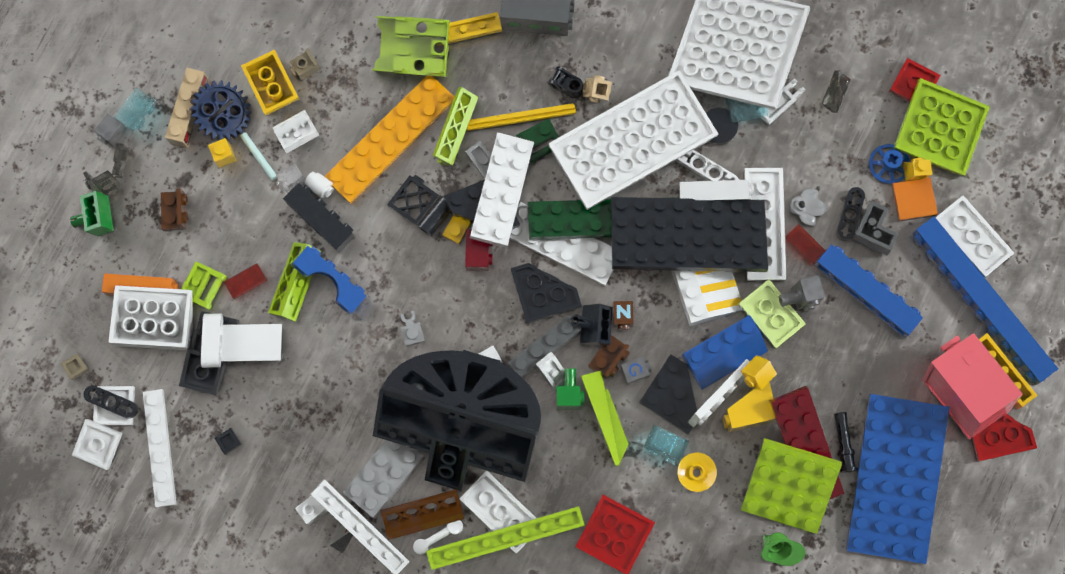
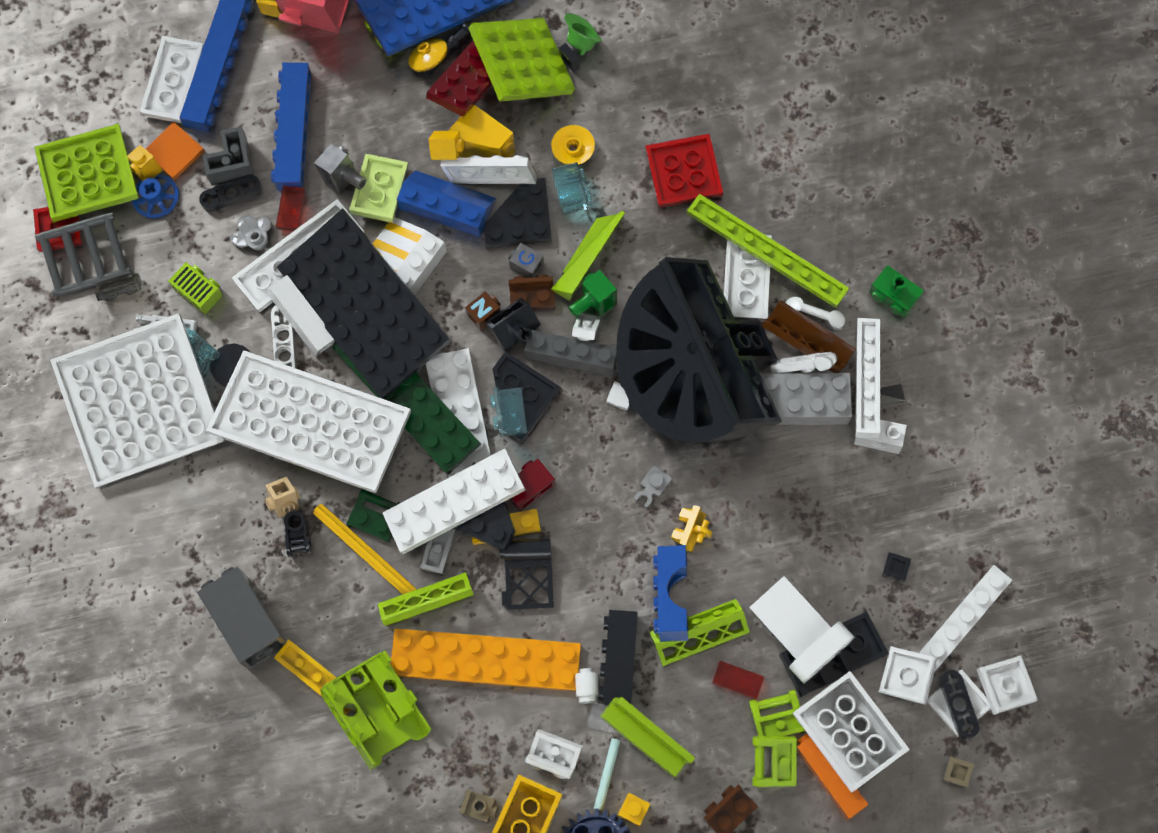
camera: 130 degrees left, 5 degrees down
(155, 385) = (908, 675): none -> white tile
(174, 265) = (782, 761): none -> lime plate
(256, 192) = (646, 736): none -> lime fence
(359, 332) = (695, 529): none -> yellow hips
(405, 493) = (805, 363): none -> white hinge
(534, 272) = (509, 411): none -> clear light blue bracket
(769, 526) = (569, 57): none -> black plate
(794, 140) = (195, 287): none -> lime brick
(850, 426) = (427, 55): none -> yellow dish
(896, 98) = (86, 226): none -> dark grey bar

